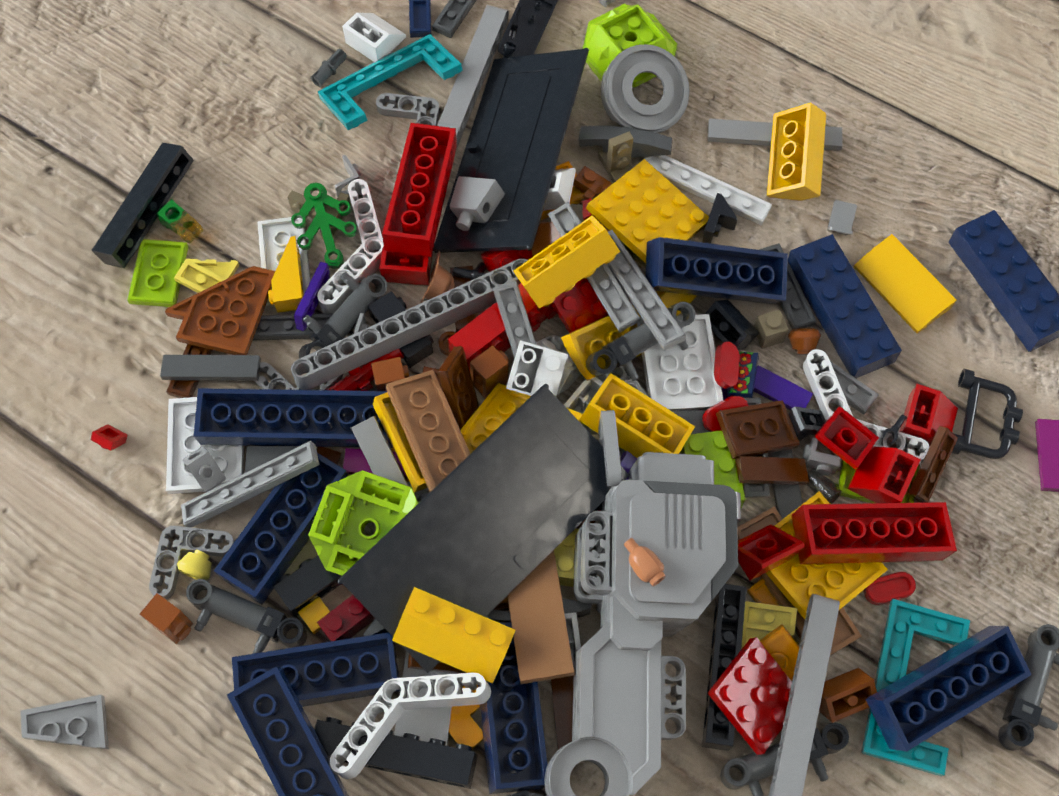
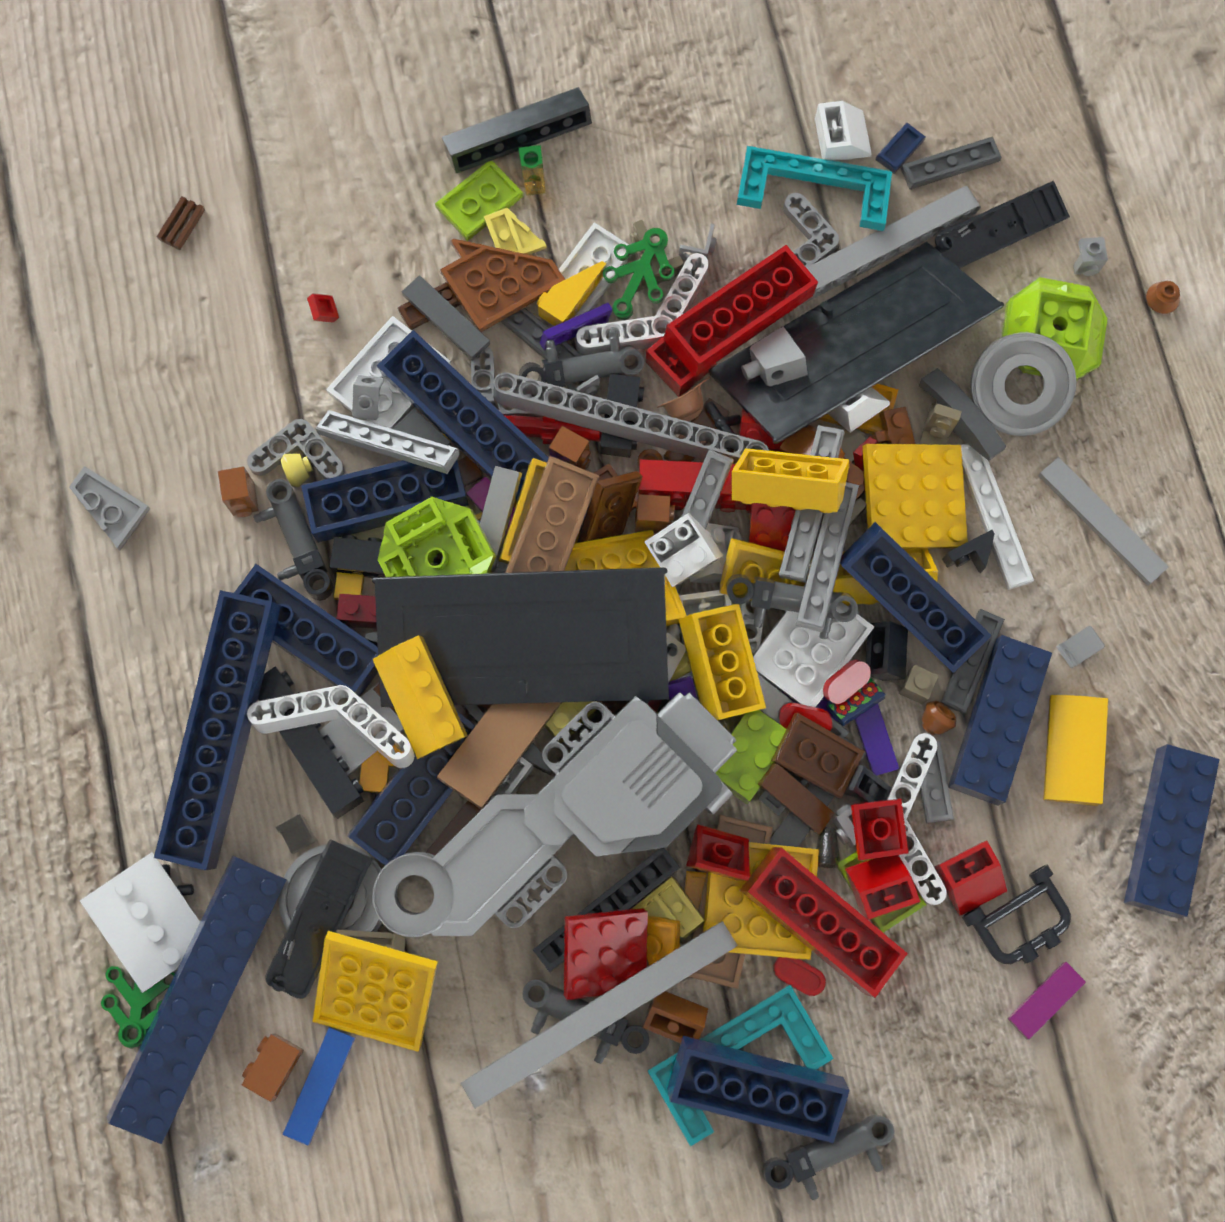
camera: 40 degrees right, 10 degrees up
(328, 68) = (777, 131): dark grey axle -> none
(609, 440) = (677, 653): light grey beam -> none
(645, 563) = (592, 778): nougat plant -> none
(797, 153) = (1100, 555): yellow slope -> none
(894, 429) = (930, 858): black hand -> none
(933, 465) = (933, 915): reddish brown tile -> none

